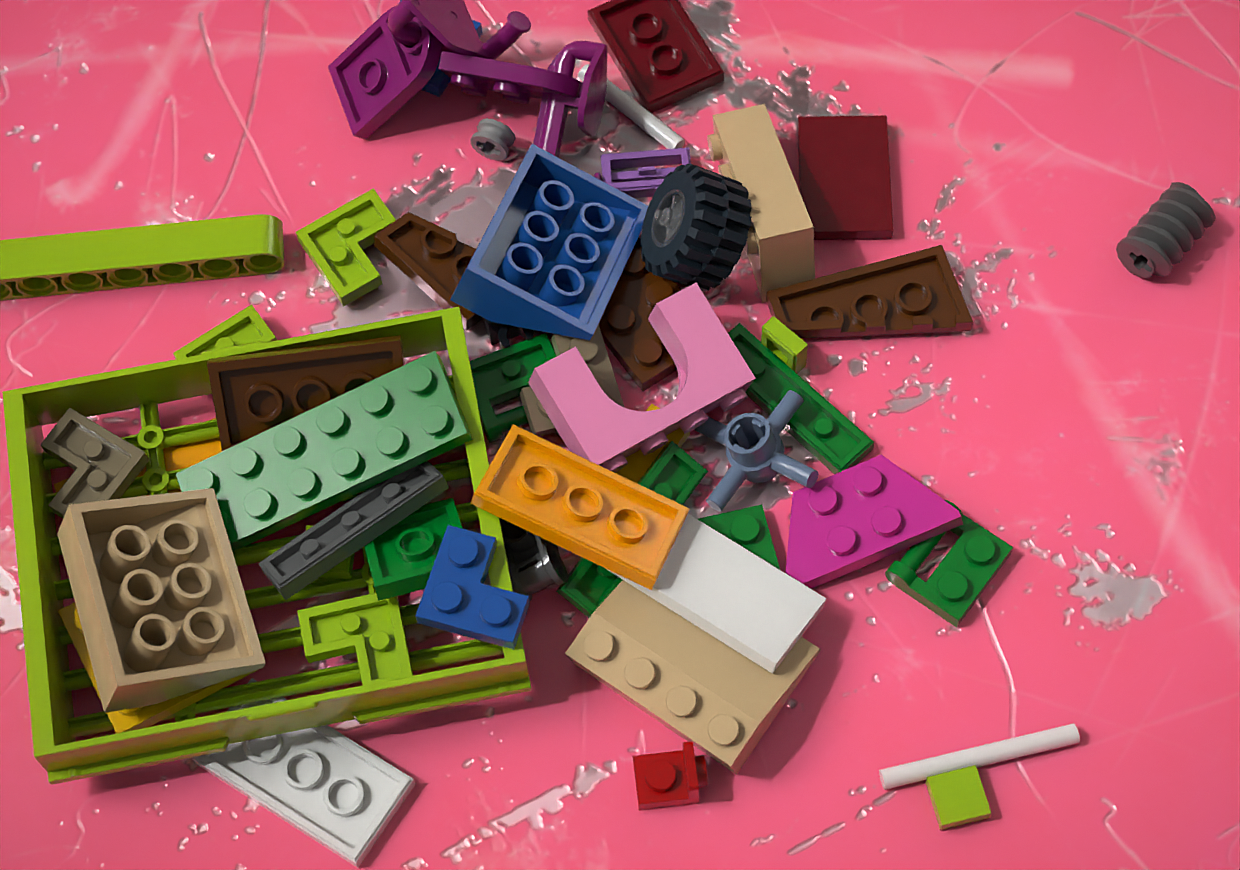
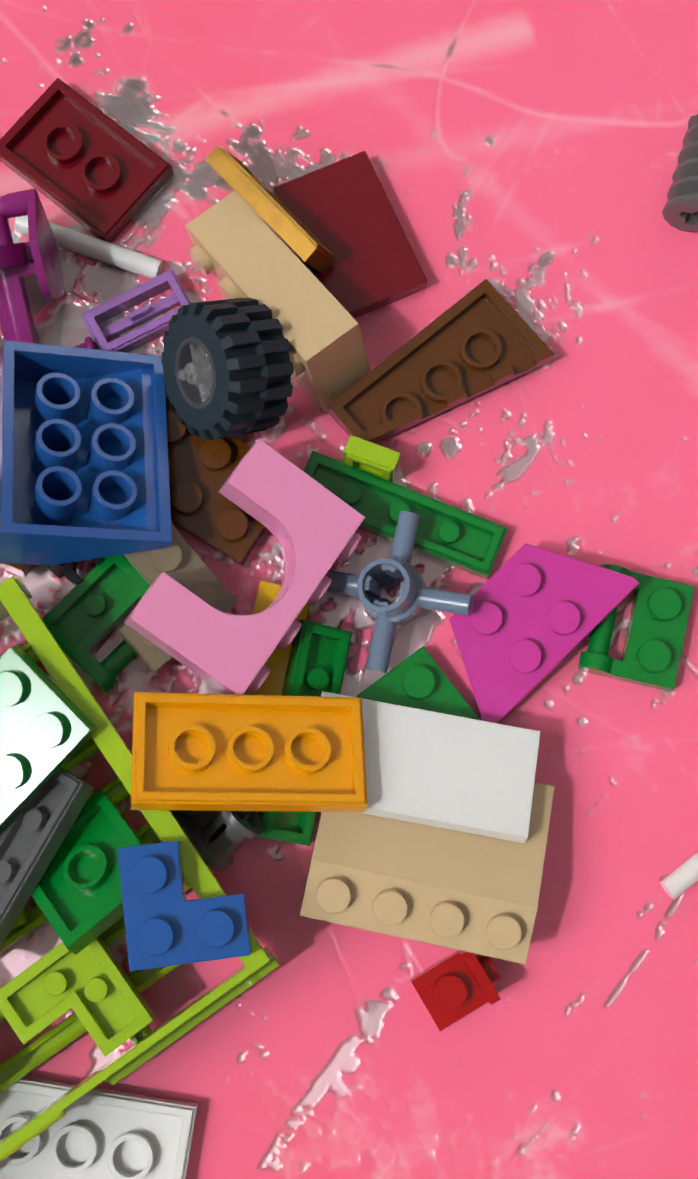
camera: 30 degrees left, 15 degrees up
(787, 129) = (271, 209): none -> tile

